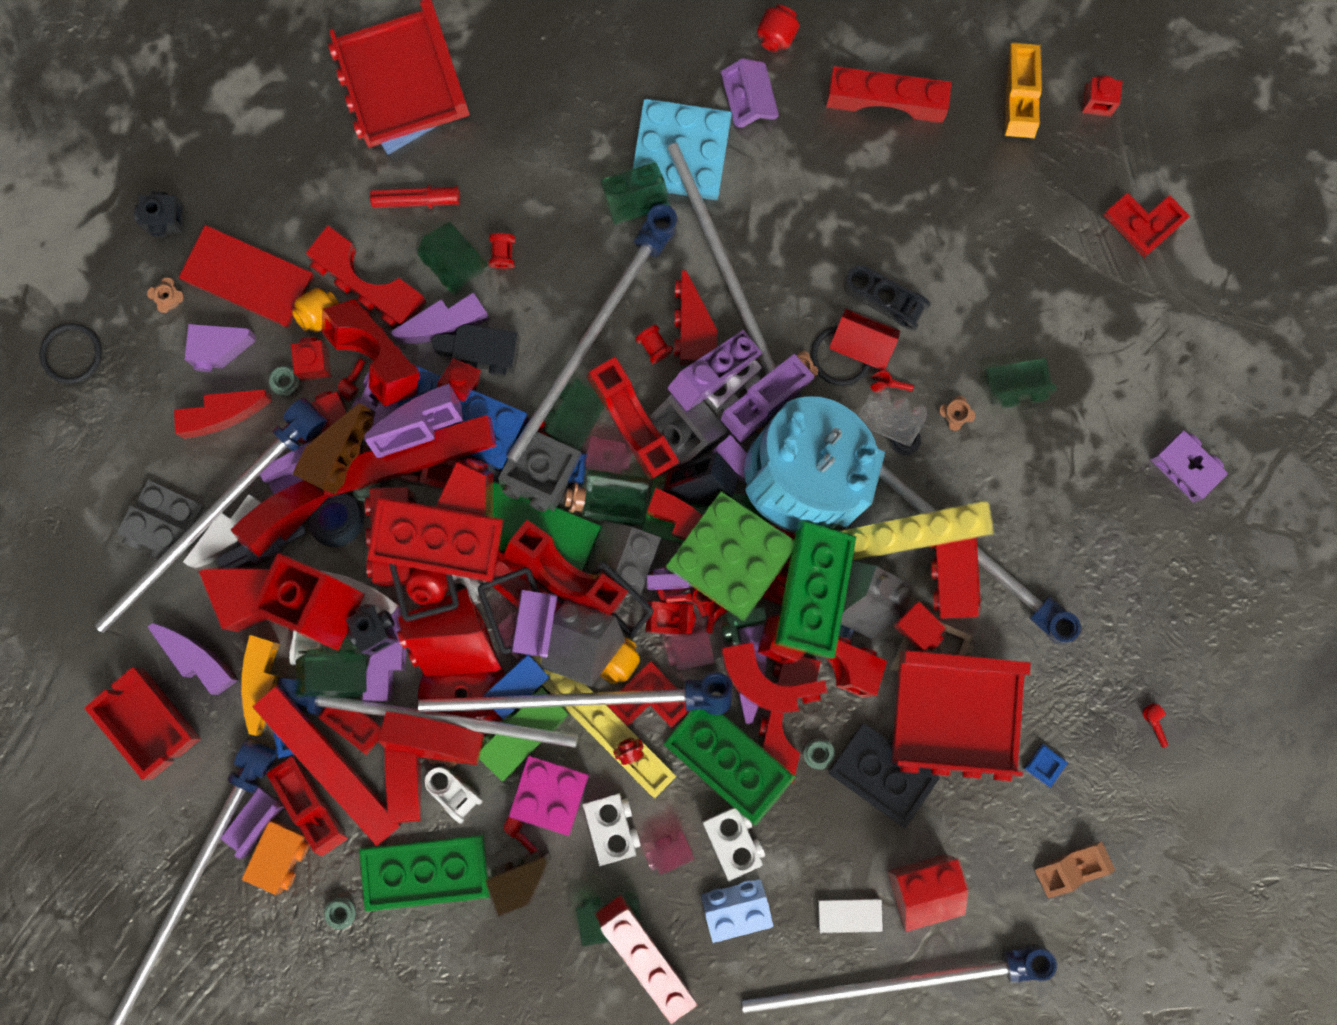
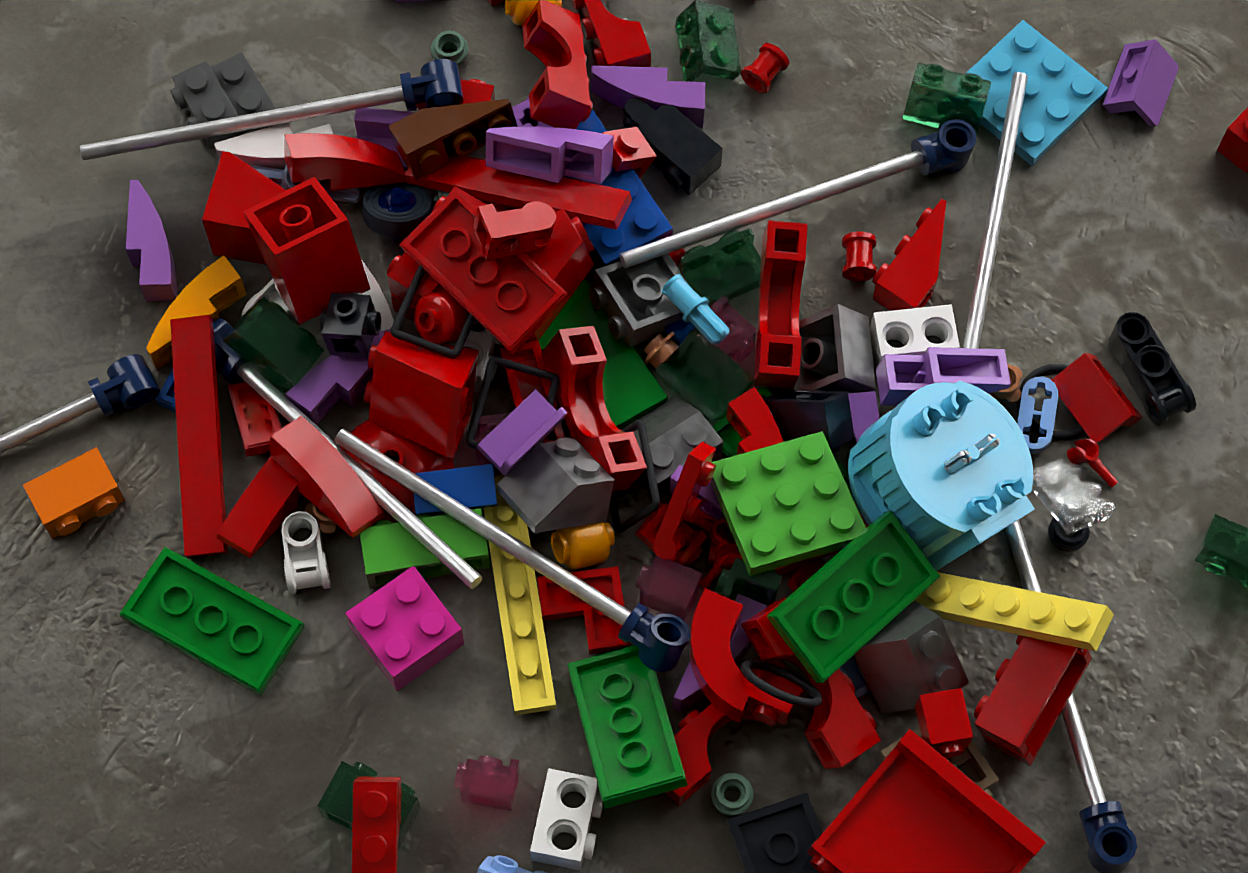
camera: 35 degrees right, 15 degrees down
(142, 723) = (49, 270): red piece -> none
(219, 412) = (362, 35): red slope -> none
(251, 822) = (68, 443): medium lavender panel -> none
(306, 807) = (145, 467): red slope -> none
(310, 359) = (491, 44): red brick -> none
(330, 913) = (85, 590): sand green plate -> none
(346, 386) = (508, 91): red hand -> none
(440, 504) = (513, 230): none -> leg
(512, 828) = (340, 637): red hand -> none
(516, 885) = (301, 690): dark brown slope -> none
(582, 461) = (695, 309): none -> medium azure axle
(603, 830) = (434, 708): white brick -> none
(629, 751) = (524, 636): red plate -> none
(670, 600) = (684, 501): none -> red plate
(713, 370) = (902, 310): medium lavender slope -> none
(777, 28) = (1216, 38): red head -> none
(809, 690) = (779, 694): none -> black piece
(844, 373) = (1046, 416): none -> light blue beam
(959, 404) = (1156, 534): nougat plate -> none

